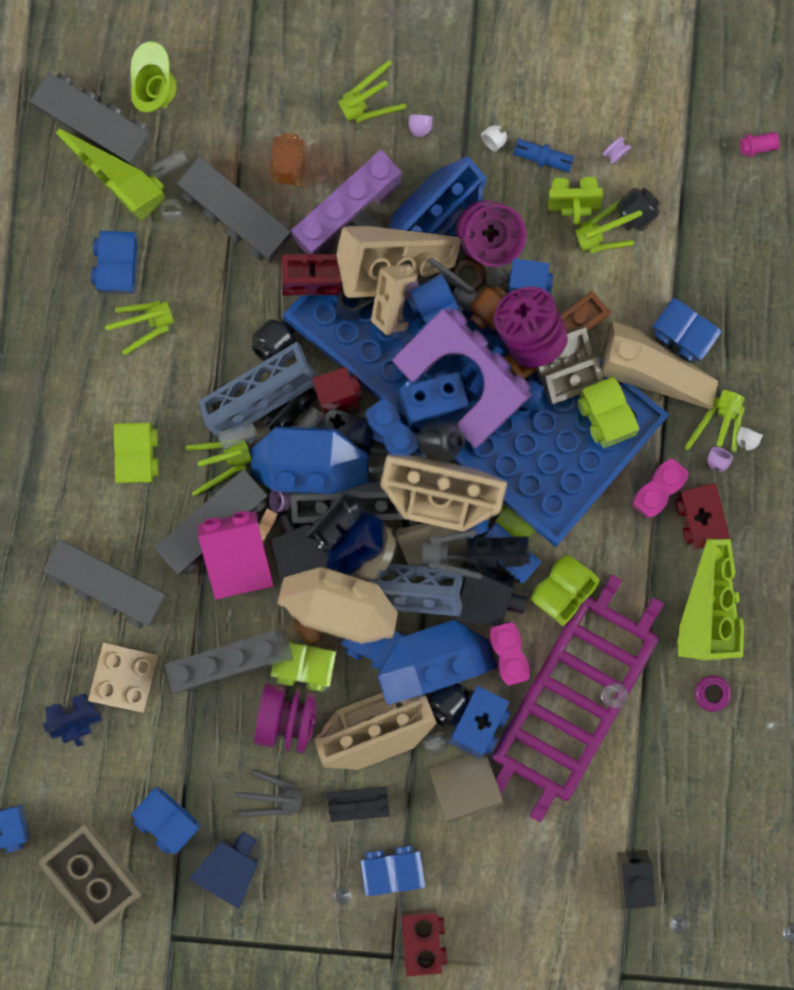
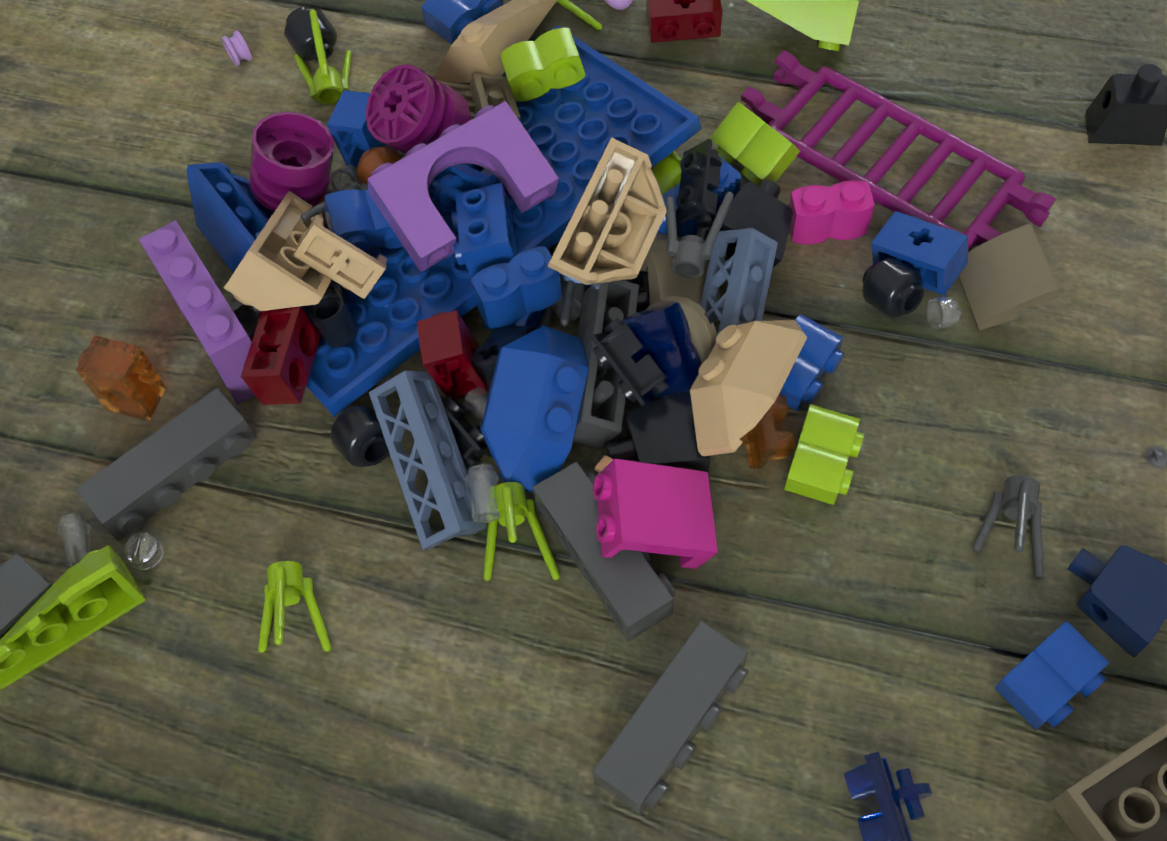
camera: 80 degrees left, 25 degrees down
(116, 262) = (190, 633): blue brick -> none
(122, 677) = (822, 715): tan hinge -> none
(135, 453) = (479, 645): lime brick -> none
(229, 661) = (814, 541): dark grey brick -> none
(275, 501) = (576, 454): lavender hinge -> none
(285, 718) = (903, 477): magenta wheel -> none
(354, 104) = (81, 306): lime plant -> none
(358, 804) = (1026, 412): black hinge -> none
(373, 731) = (920, 370): tan wedge -> none
(392, 871) = (1124, 380): blue brick -> none
(420, 124) = (129, 236): lavender hinge -> none
(434, 661) = (839, 292): blue wedge -> none
(441, 439) = (540, 216): black head -> none
(493, 138) = (168, 162): white hinge -> none
(543, 155) = (217, 120): blue pin -> none
(575, 201) = (279, 88): lime hips -> none
(614, 702) = (894, 103): clear hinge -> none
(664, 481) = (644, 45): dark pink brick -> none
(725, 693) = (898, 19): magenta piece -> none

